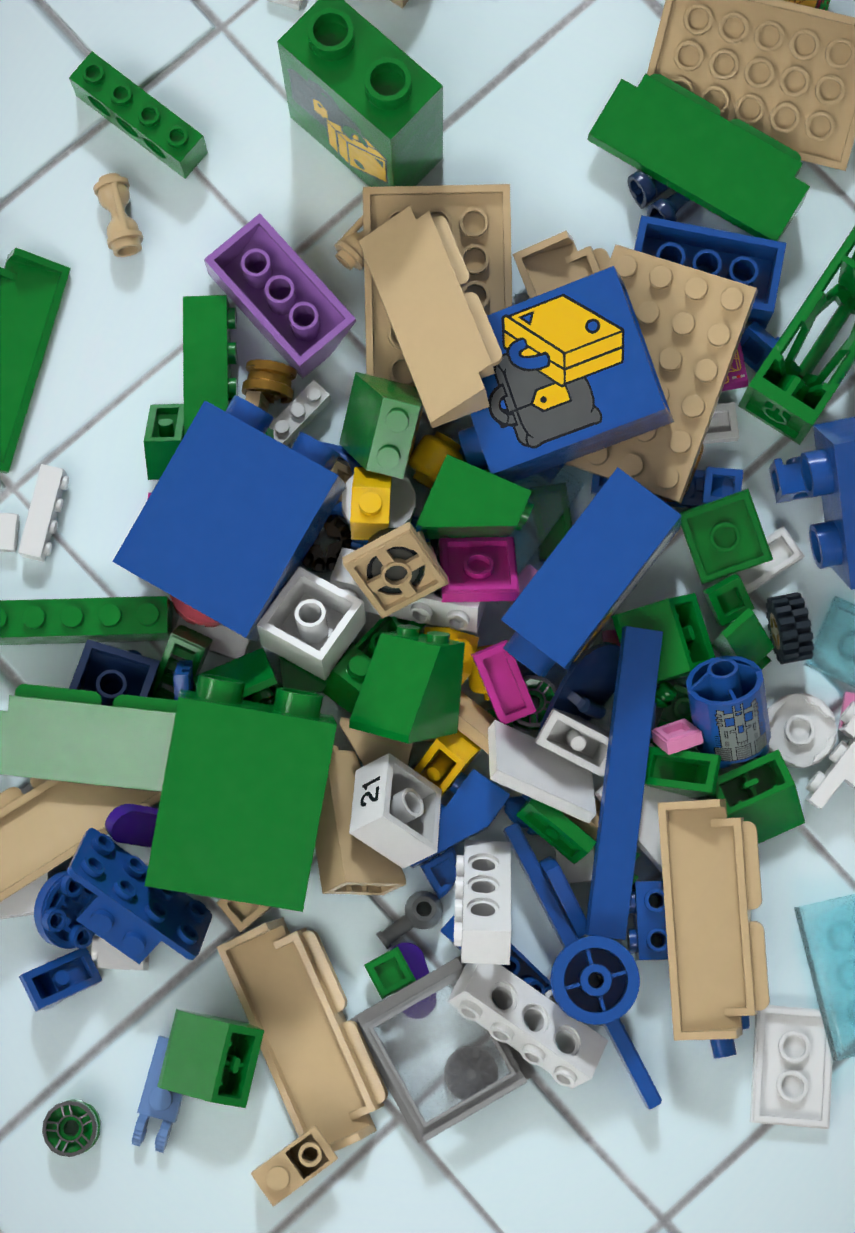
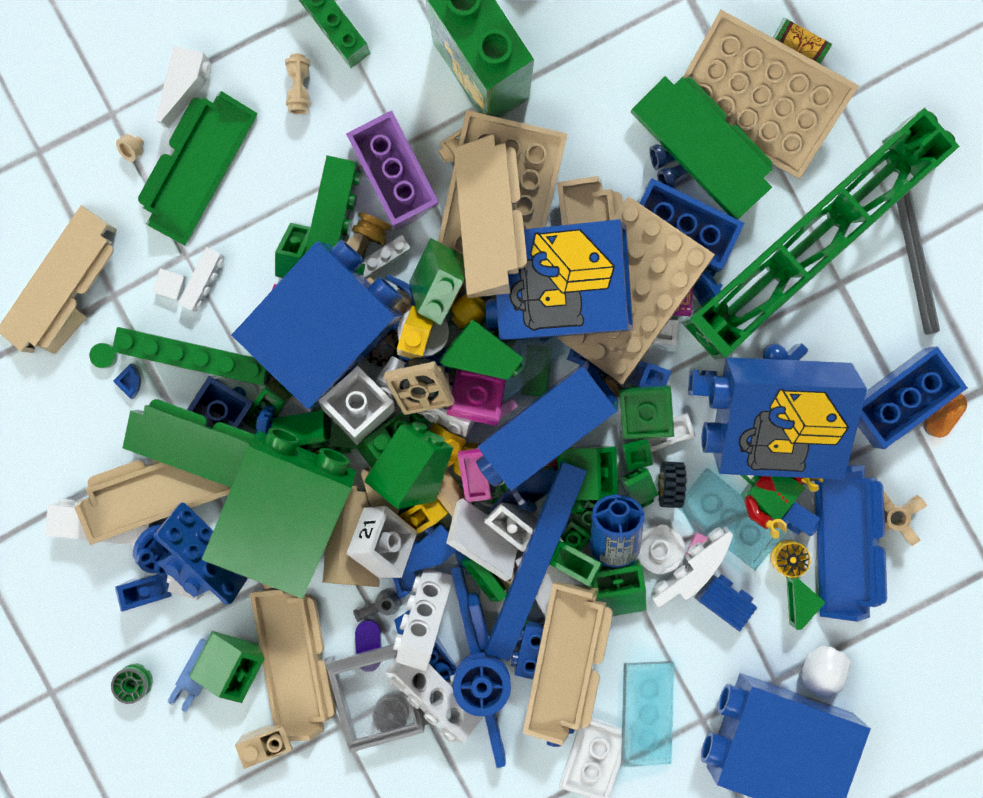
camera: 15 degrees right, 10 degrees up
(132, 824) = (209, 504): dark purple tile -> none
(389, 972) = (355, 639): green tile -> none
(677, 736) = (578, 539): bright pink tile -> none

